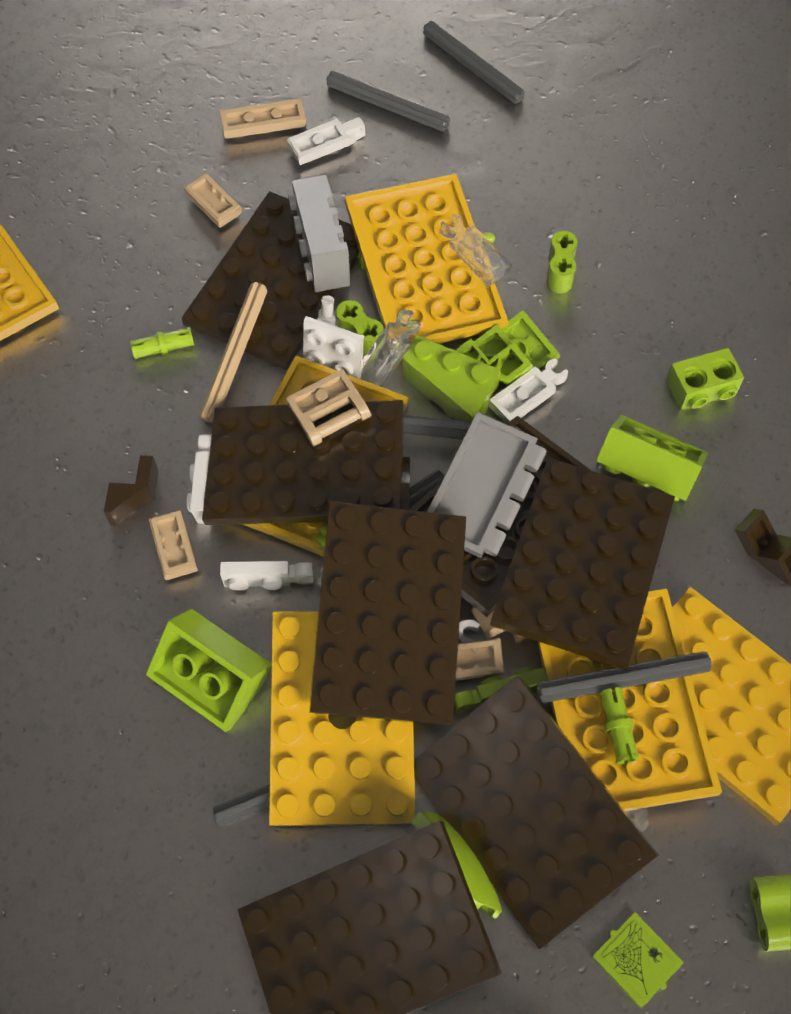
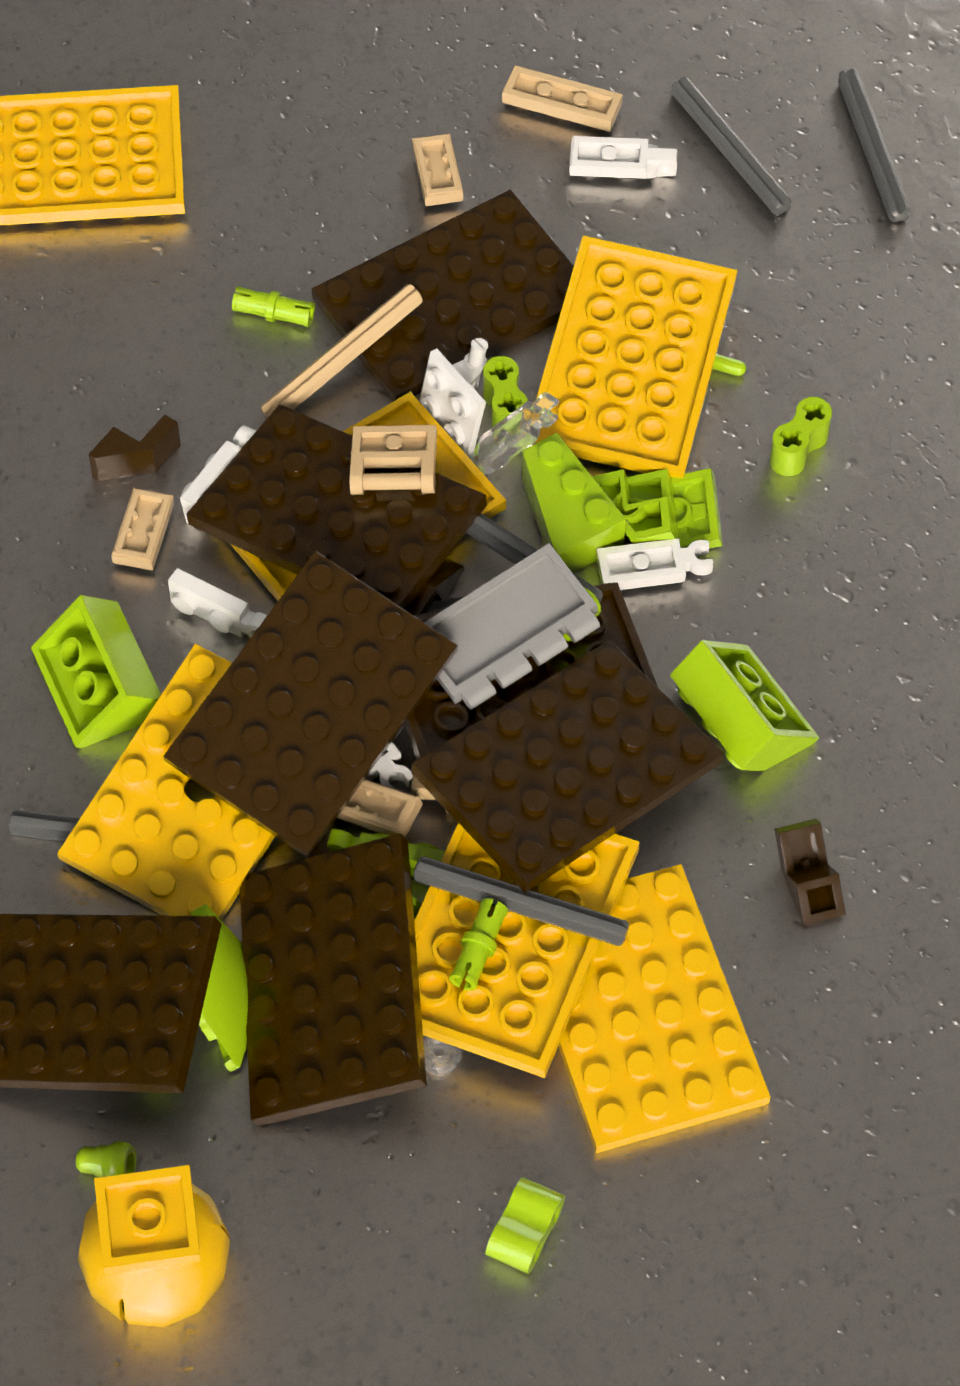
camera: 30 degrees right, 5 degrees down
(321, 233) = (525, 265): light grey wedge -> none
(476, 250) = (697, 373): clear plate -> none
(637, 960) = (348, 1191): lime piece -> none
(703, 374) = (873, 642): lime brick -> none

